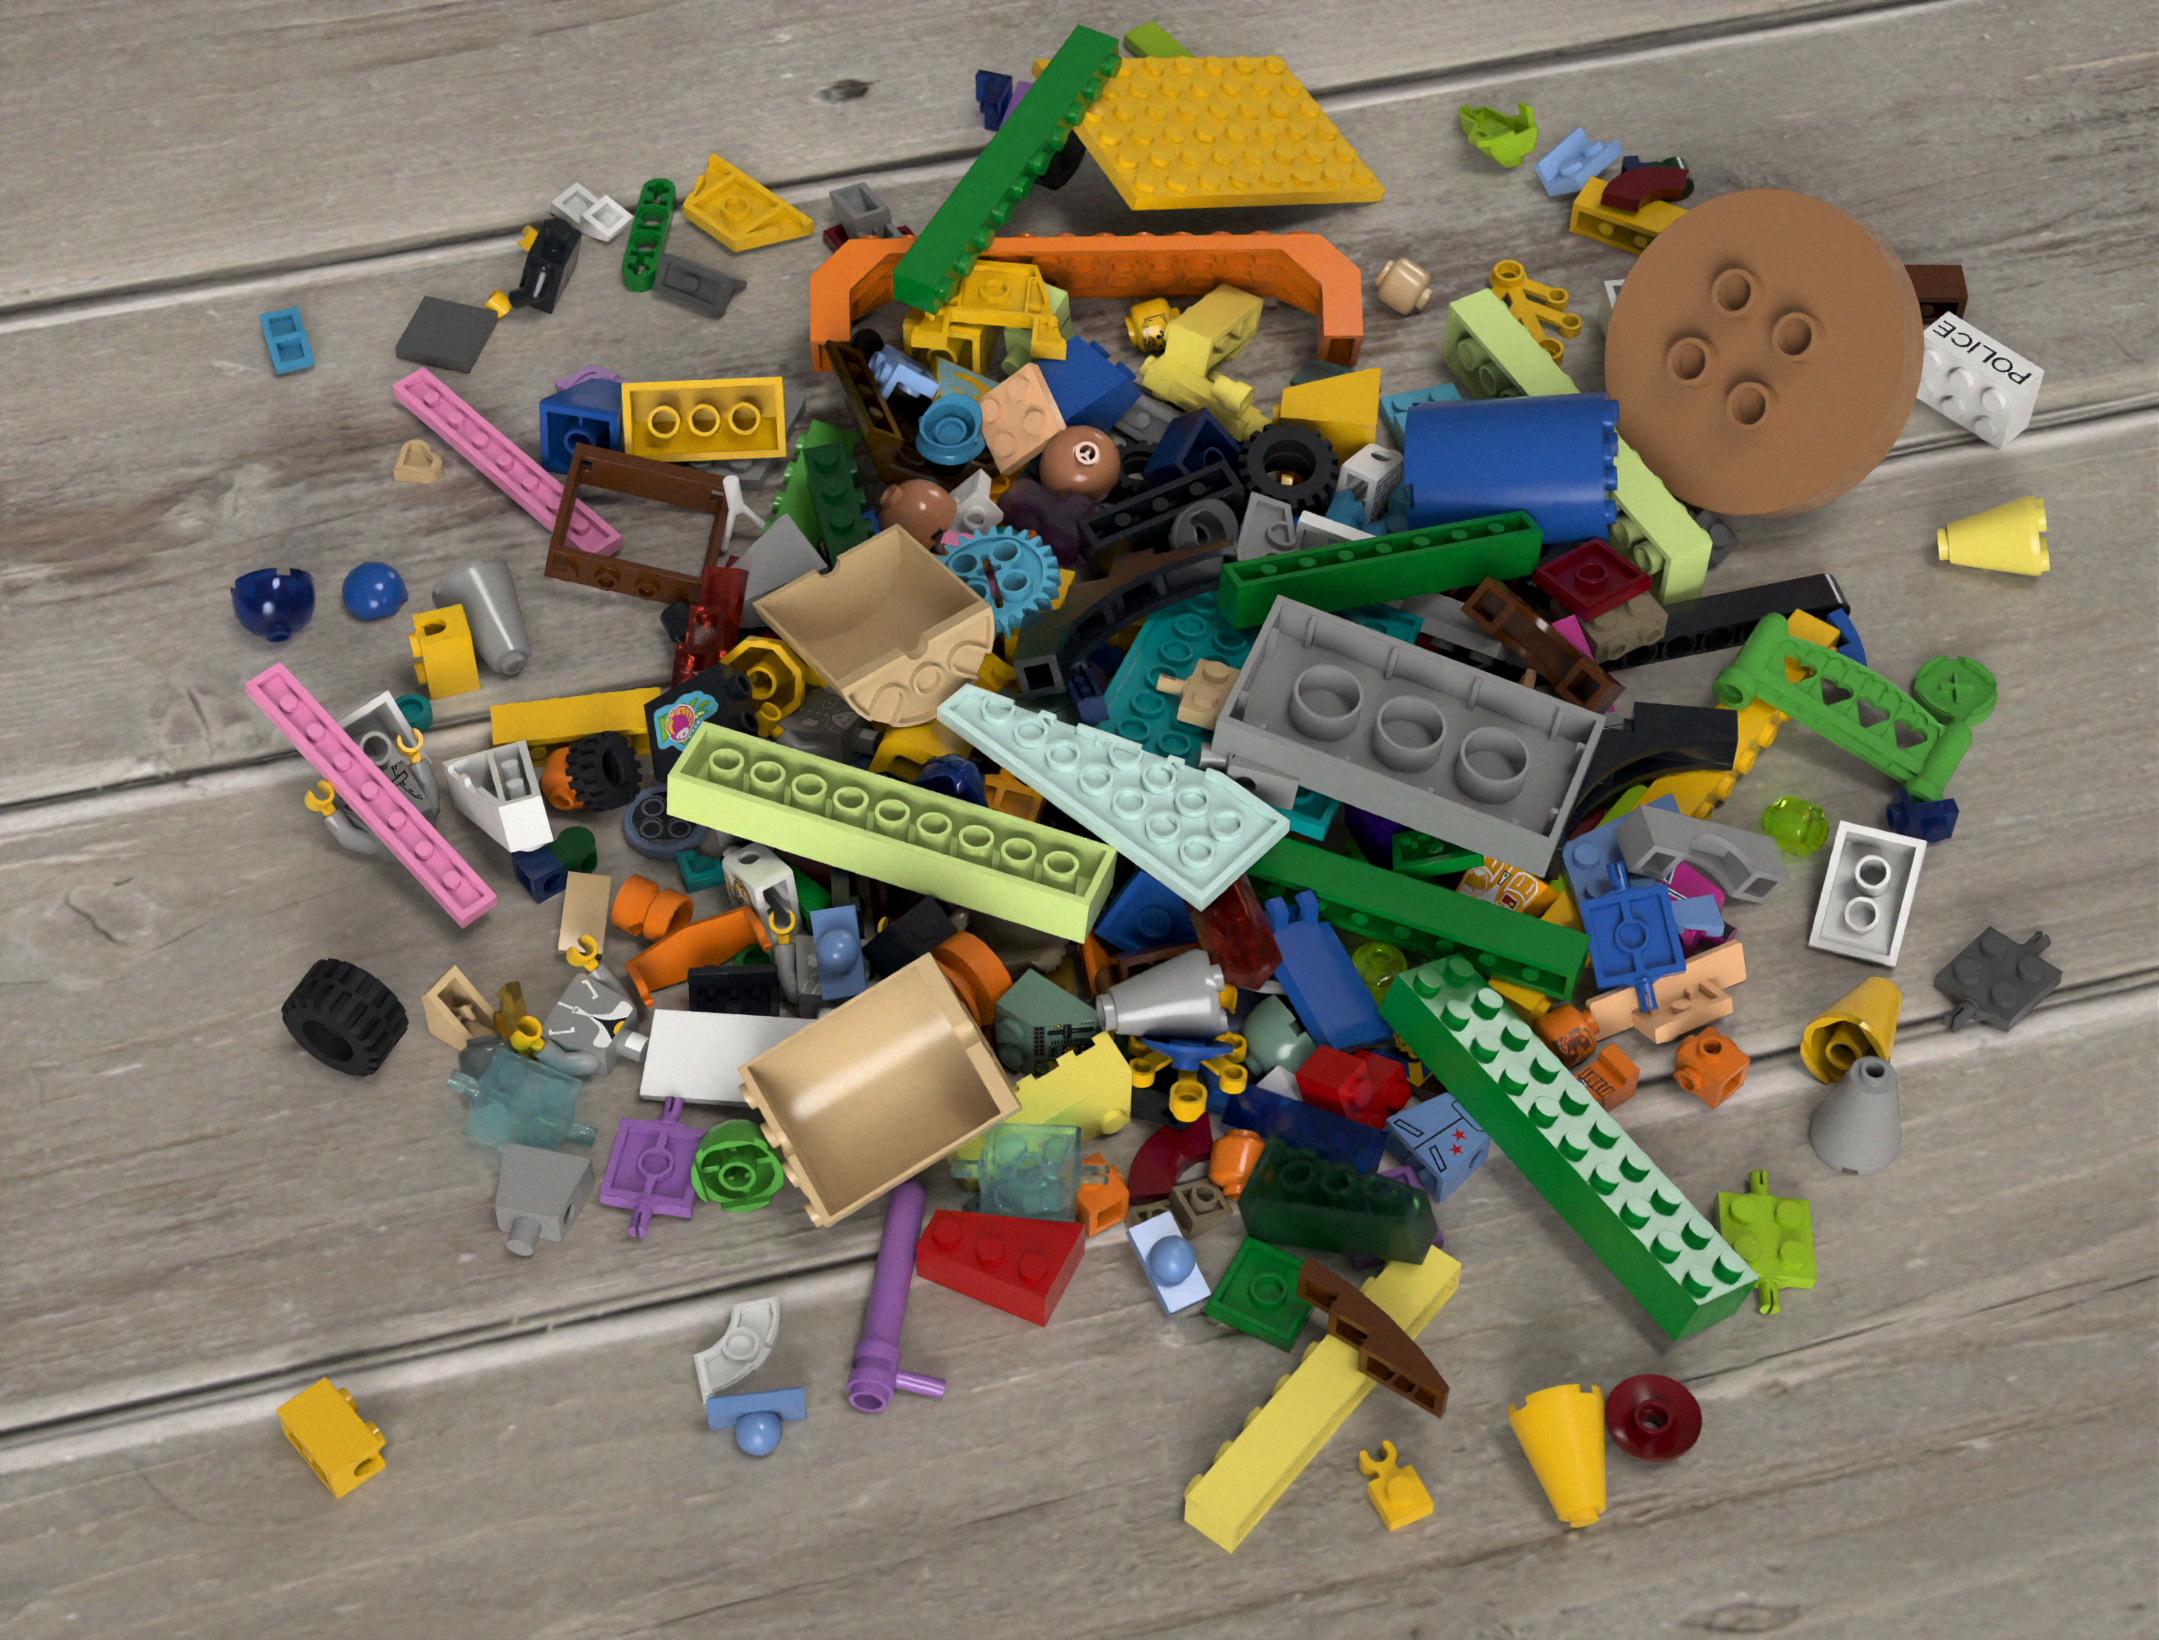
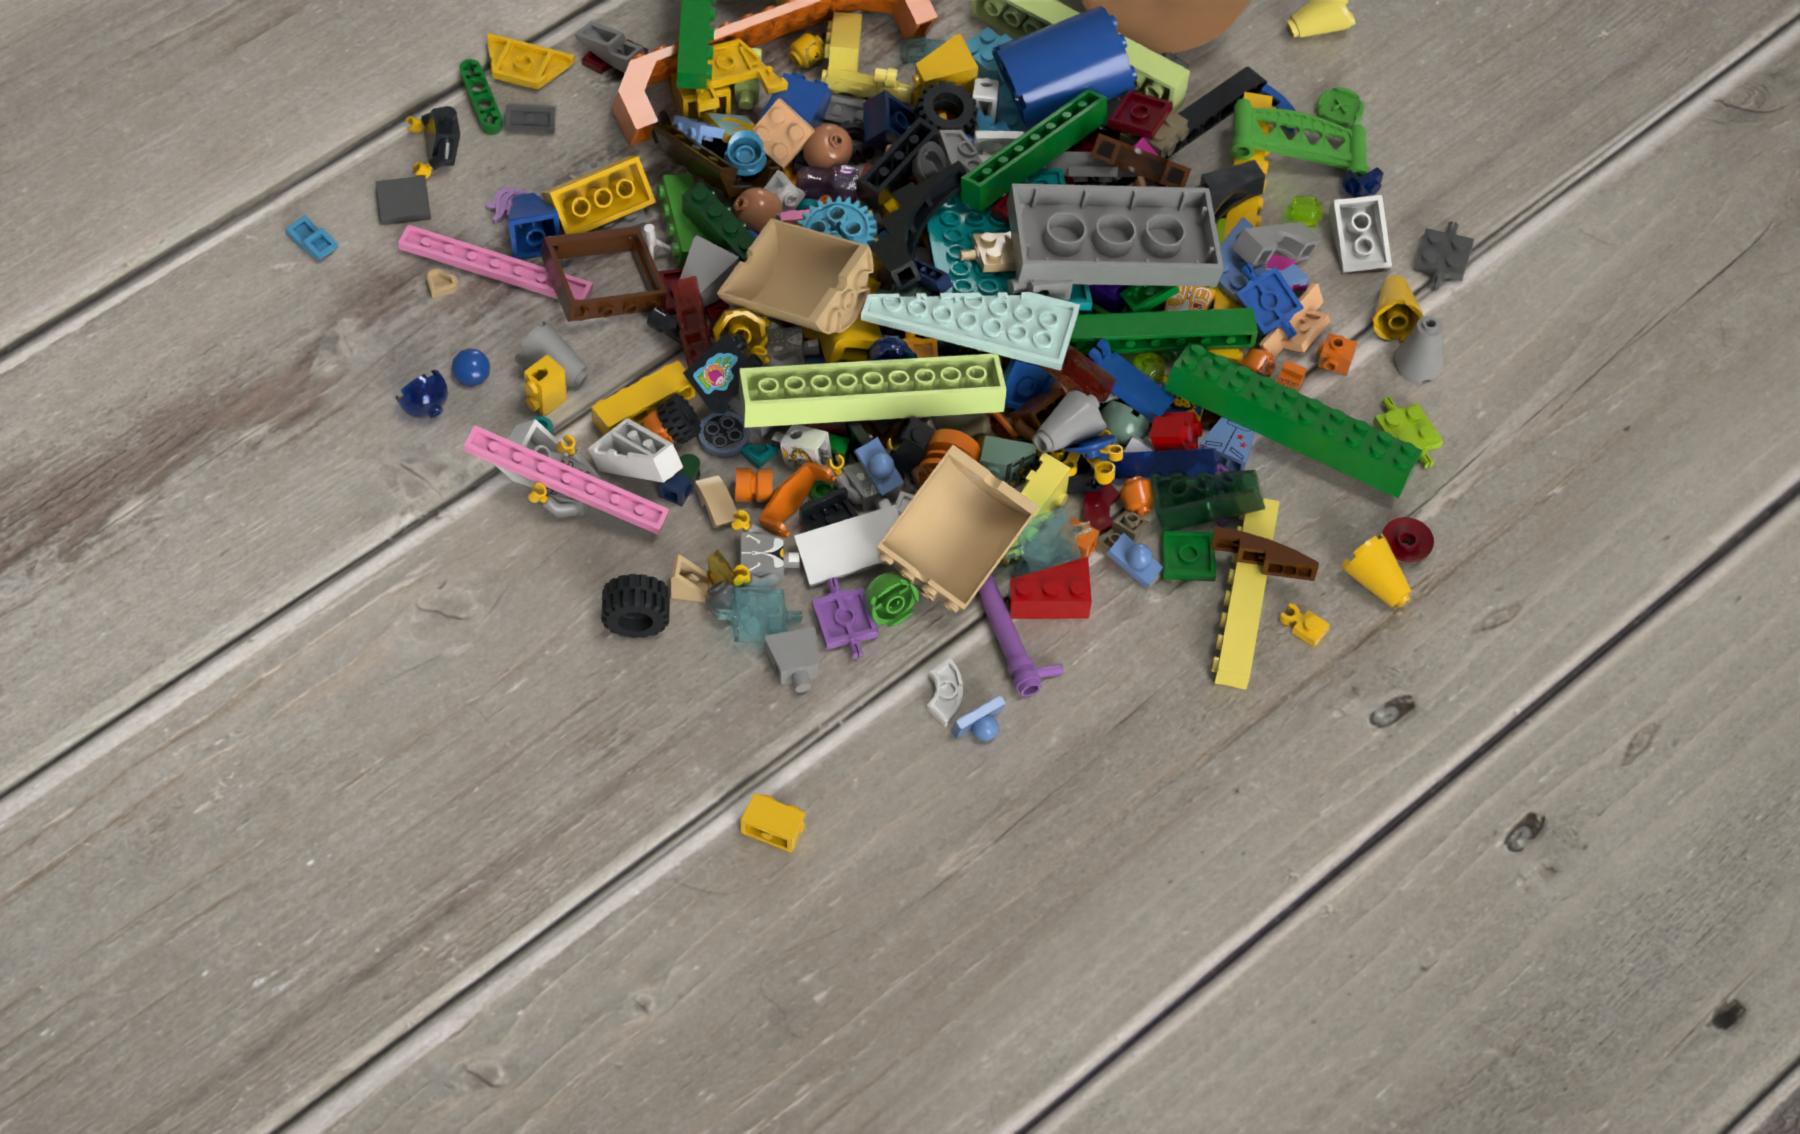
camera: 30 degrees left, 5 degrees up
(589, 215) = (434, 96): white slope -> none

